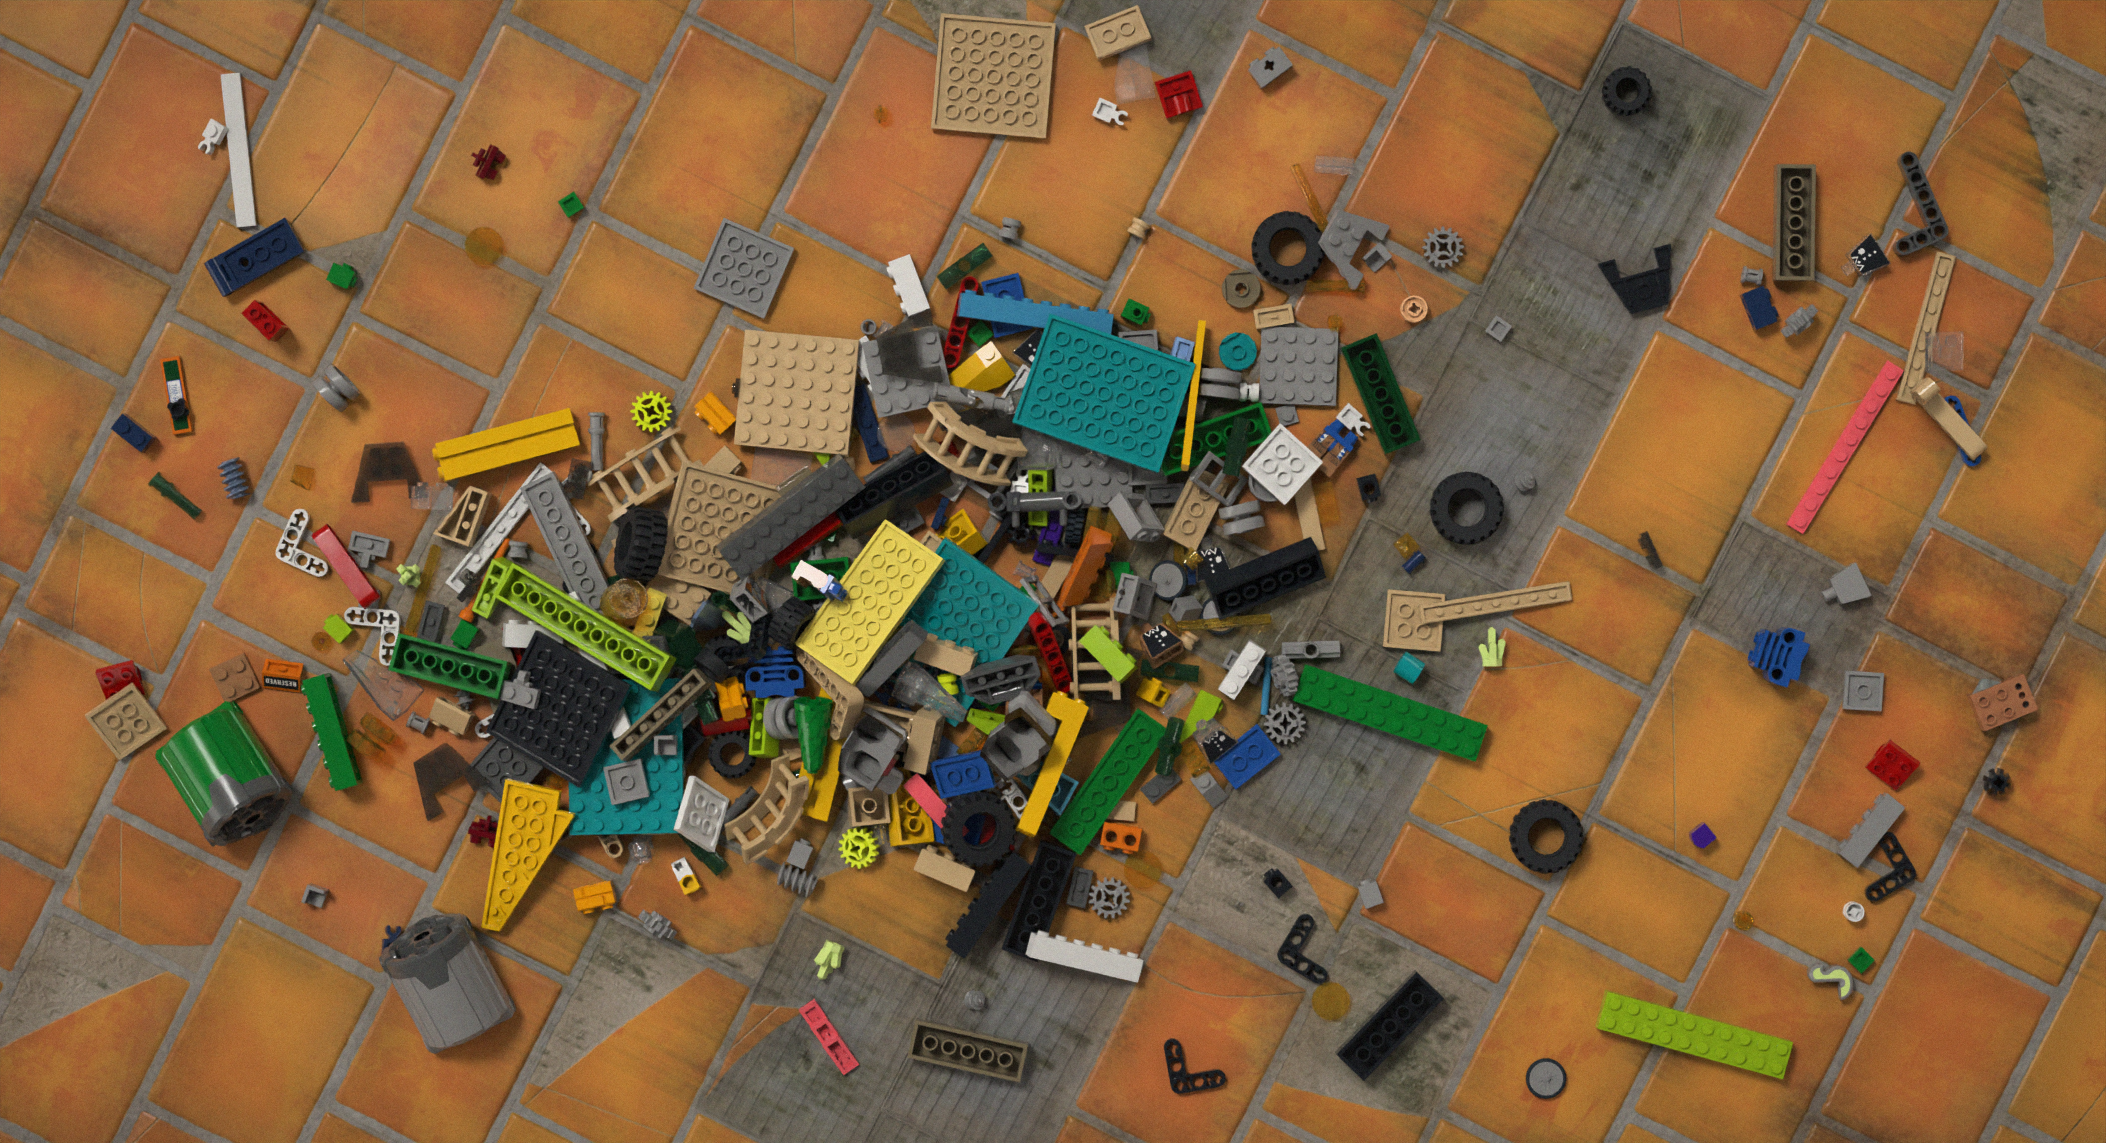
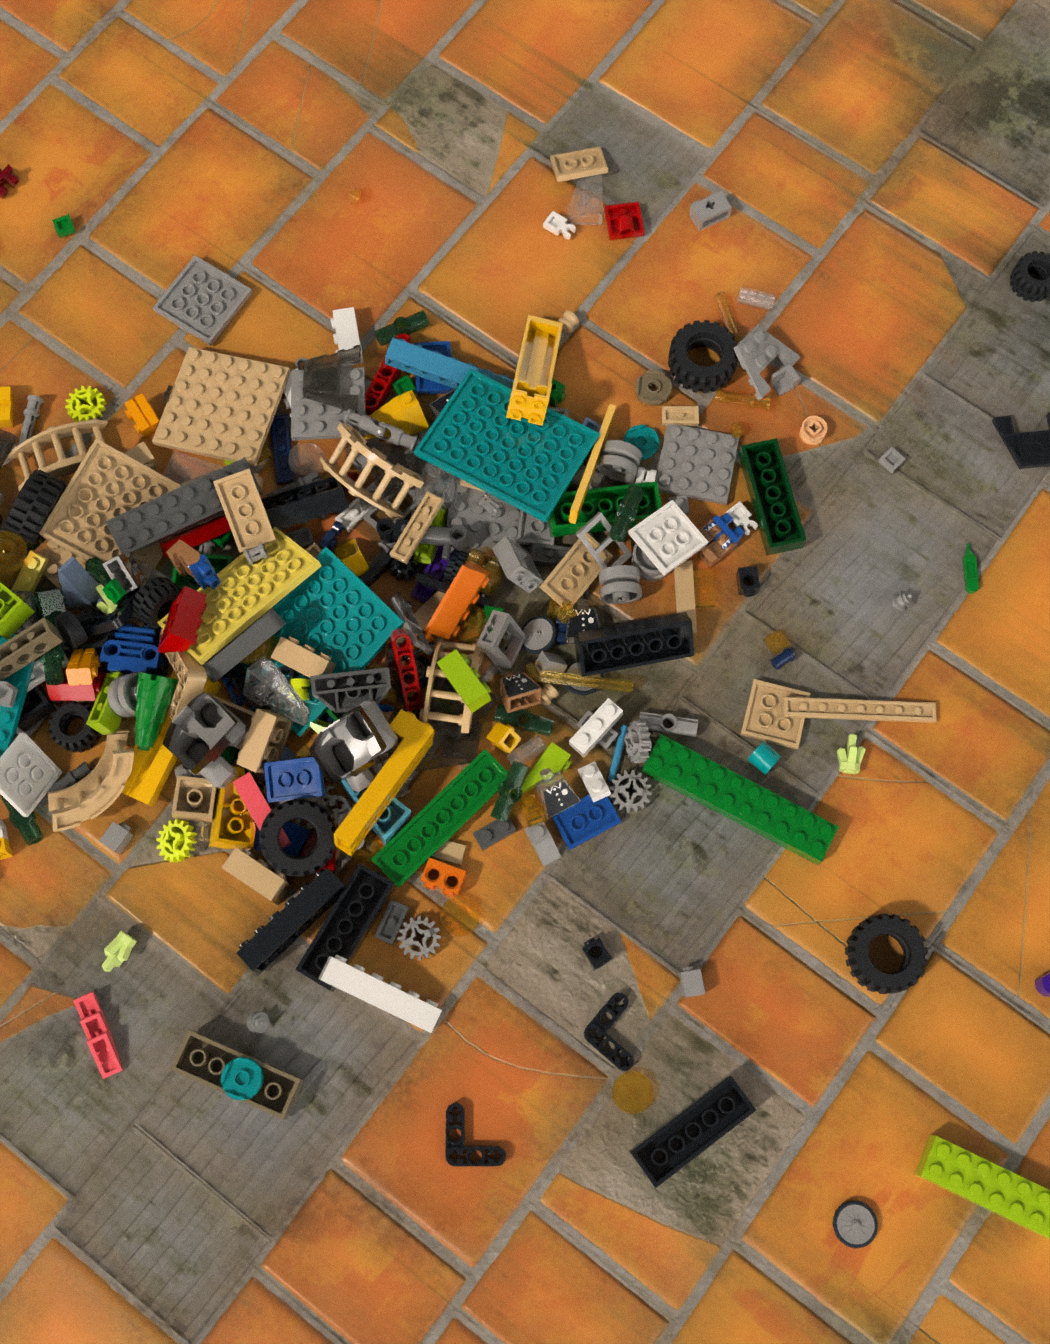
camera: 10 degrees right, 15 degrees down
(746, 621) = (114, 591): none -> green plate
(796, 880) = (105, 864): light grey piece -> none
(824, 644) = (183, 621): none -> red slope
(855, 515) = (244, 510): none -> tan plate
(876, 558) = (256, 553): none -> light grey bush
(975, 1054) = (242, 1078): none -> teal tile
(993, 75) = (461, 182): tan plate -> none
(1006, 231) = (450, 303): light grey wheel -> none
(1030, 500) = (417, 527): none -> tan tile
(1116, 302) = (535, 370): none -> yellow brick
(1248, 719) = (594, 781): none -> white plate
(1436, 240) = (848, 382): light grey gear -> none
(1466, 534) = (853, 593): black tyre -> none
(1590, 435) = (970, 571): none -> green piece
(1646, 543) = (1022, 689): clear smoke plate -> none

